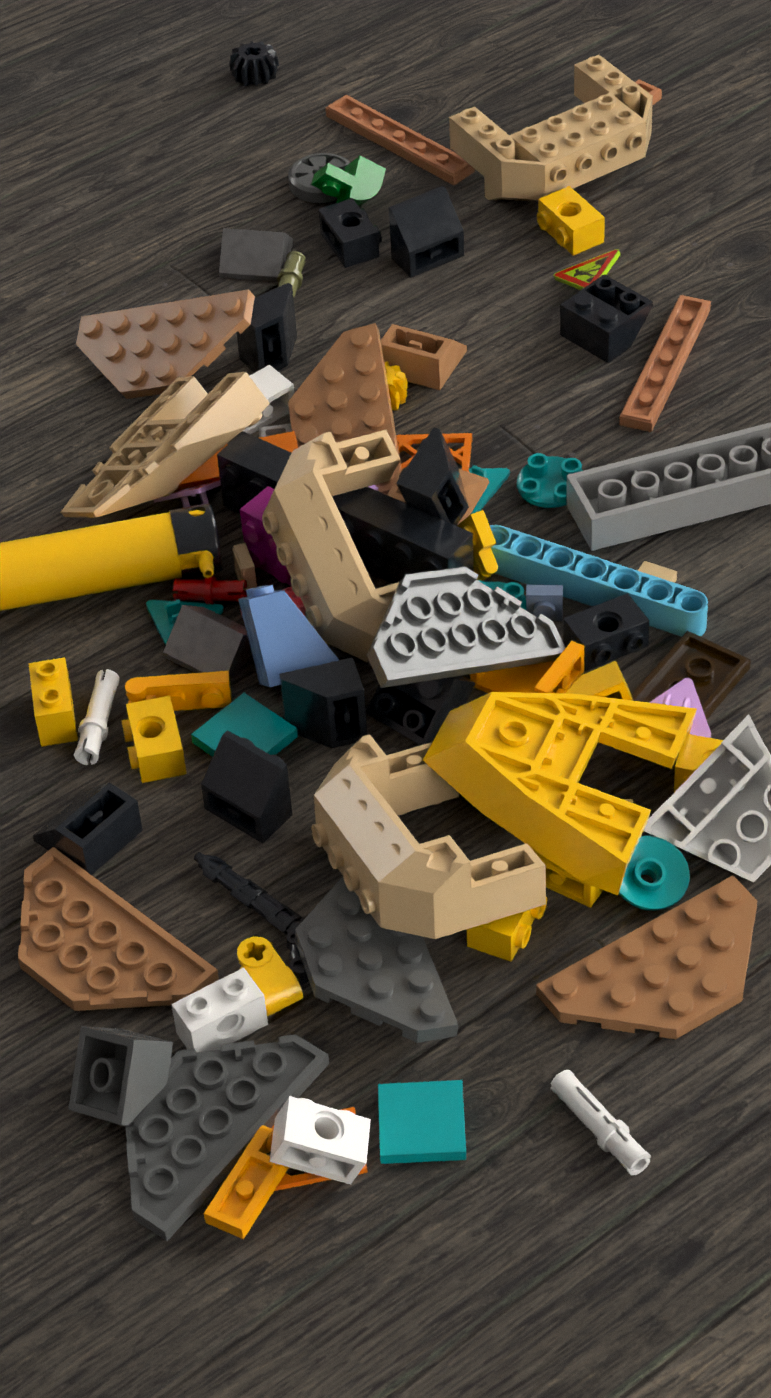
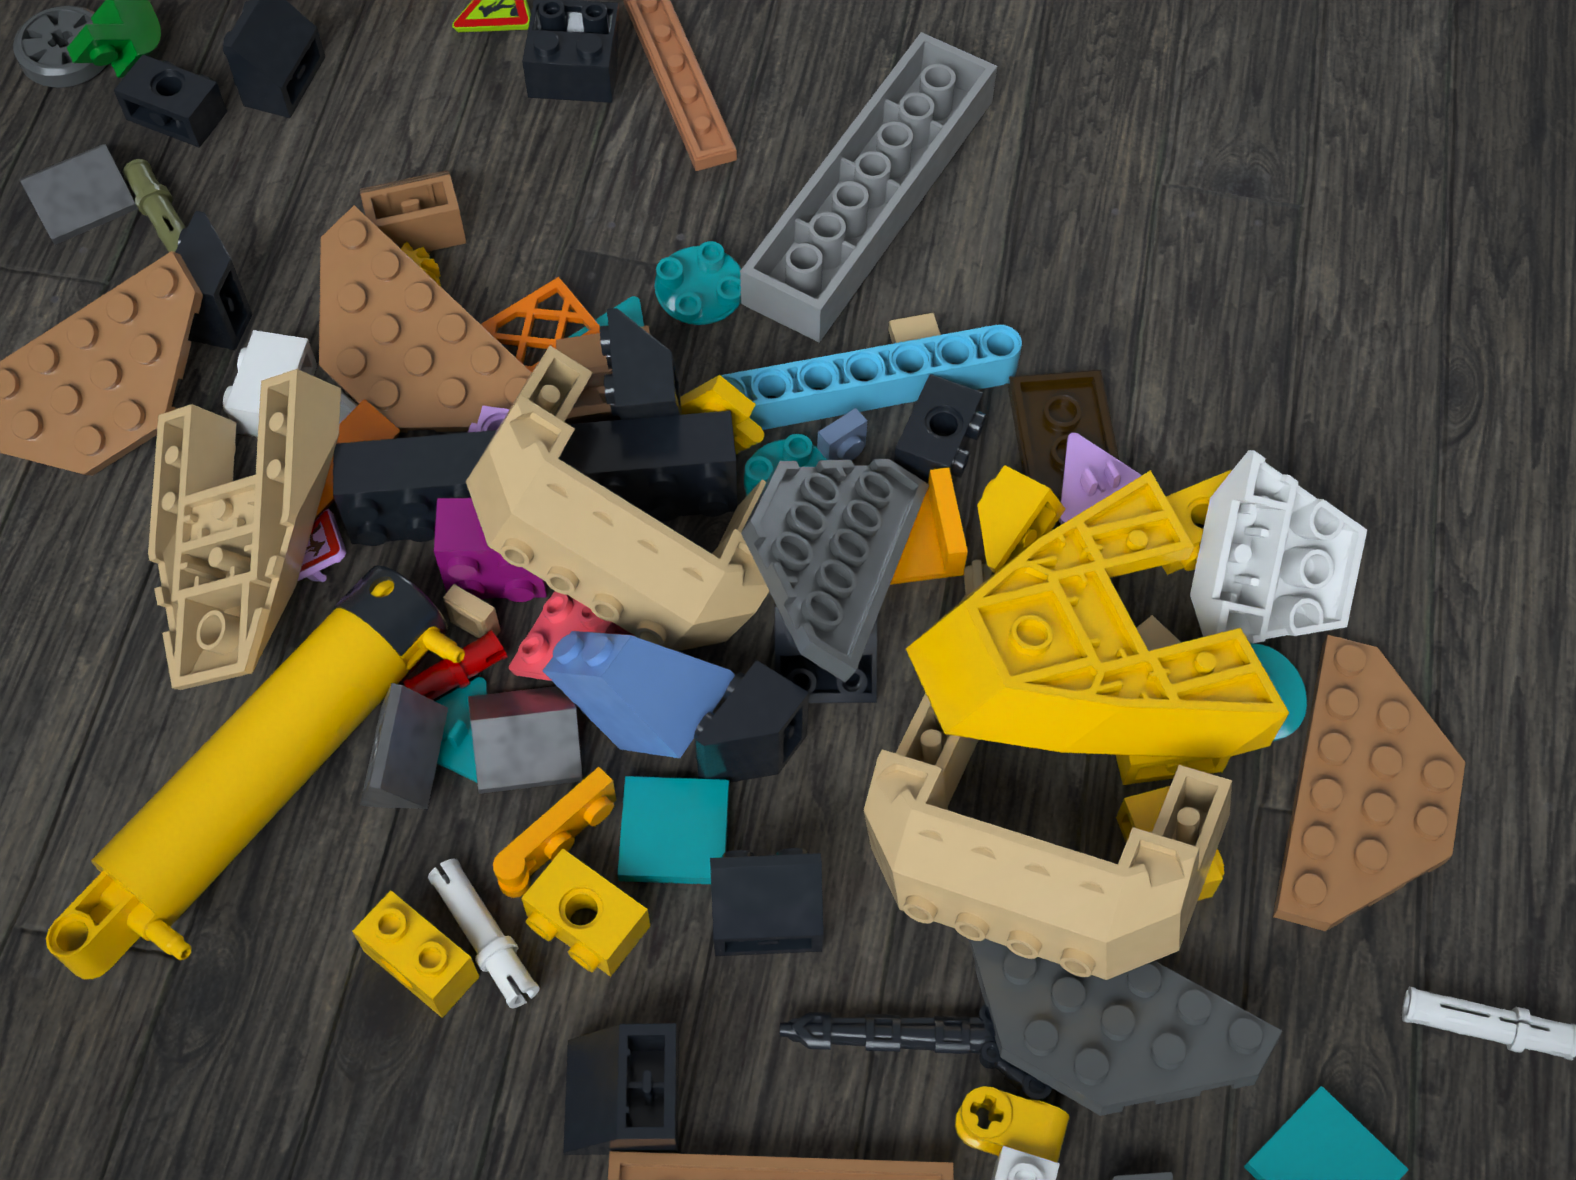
camera: 45 degrees left, 15 degrees up
(136, 599) = (404, 750): none -> flat silver slope

